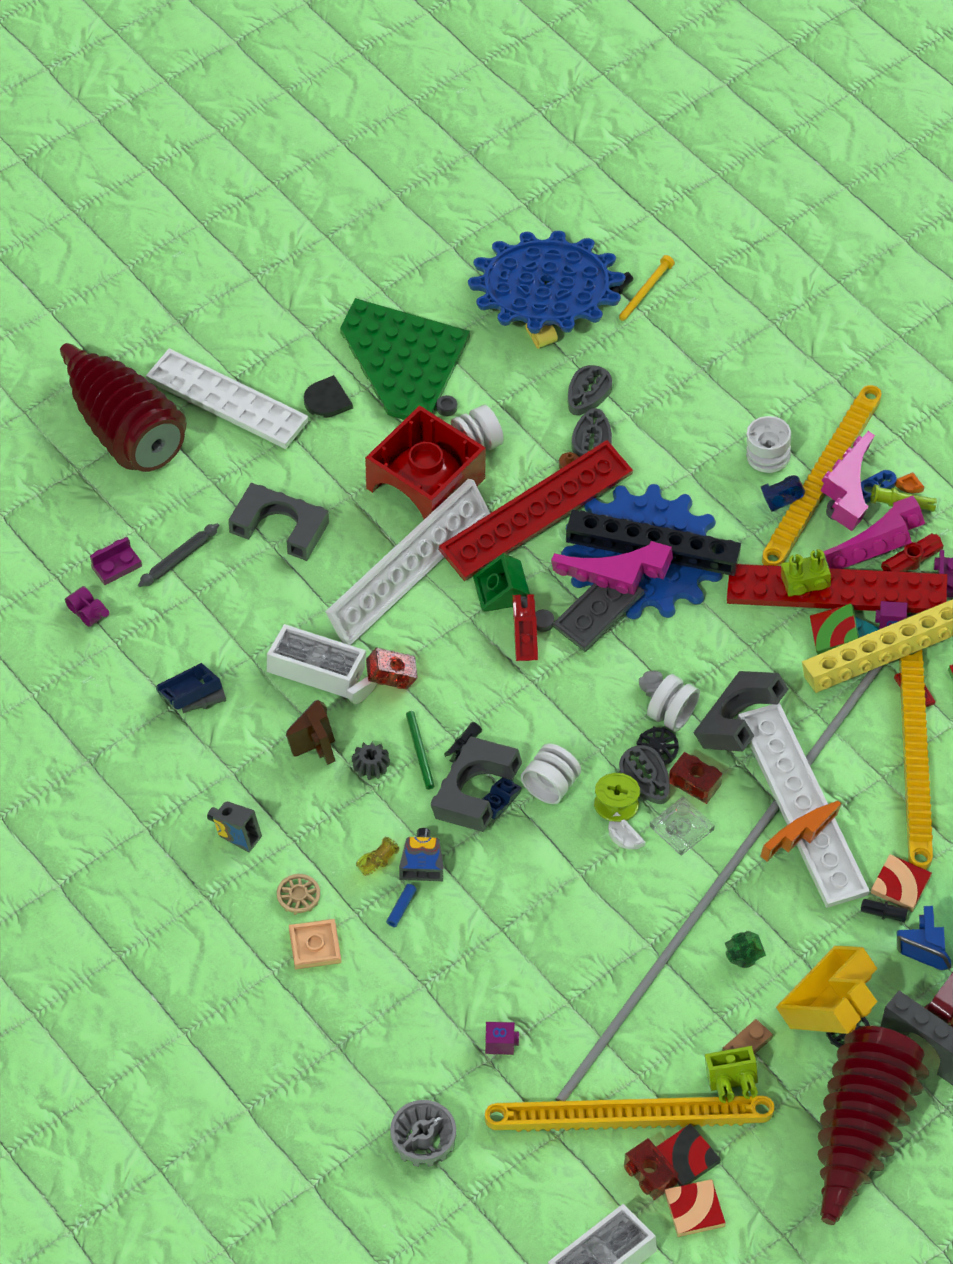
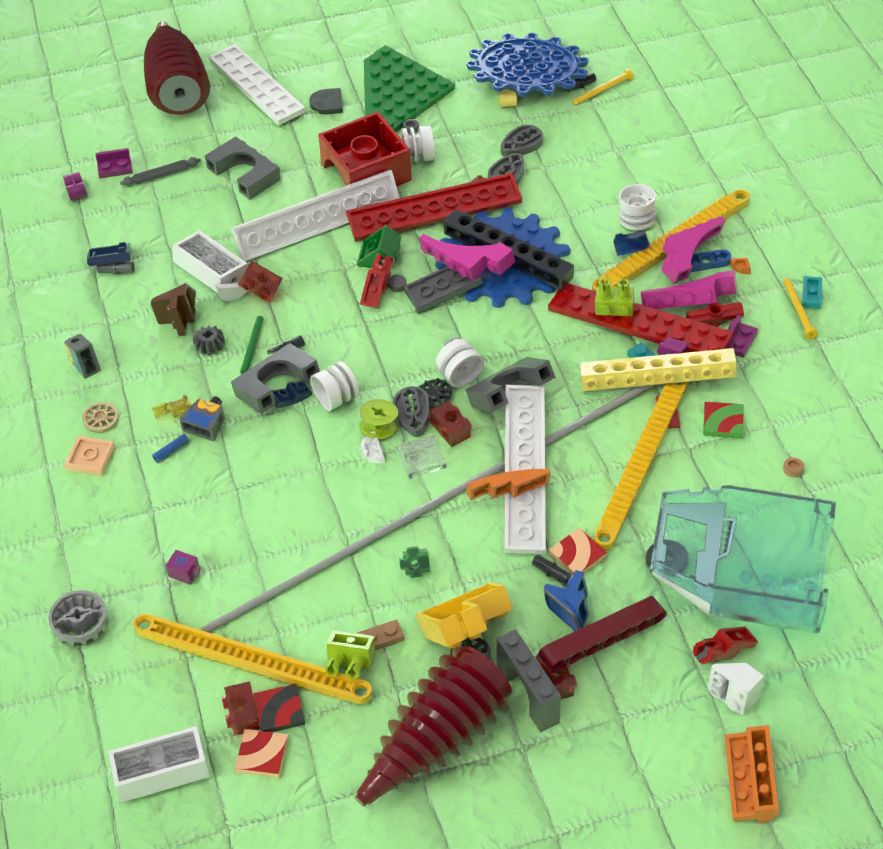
camera: 25 degrees right, 5 degrees down
(834, 628) = (622, 346): tile -> none
(892, 495) = (715, 266): lime pin -> none

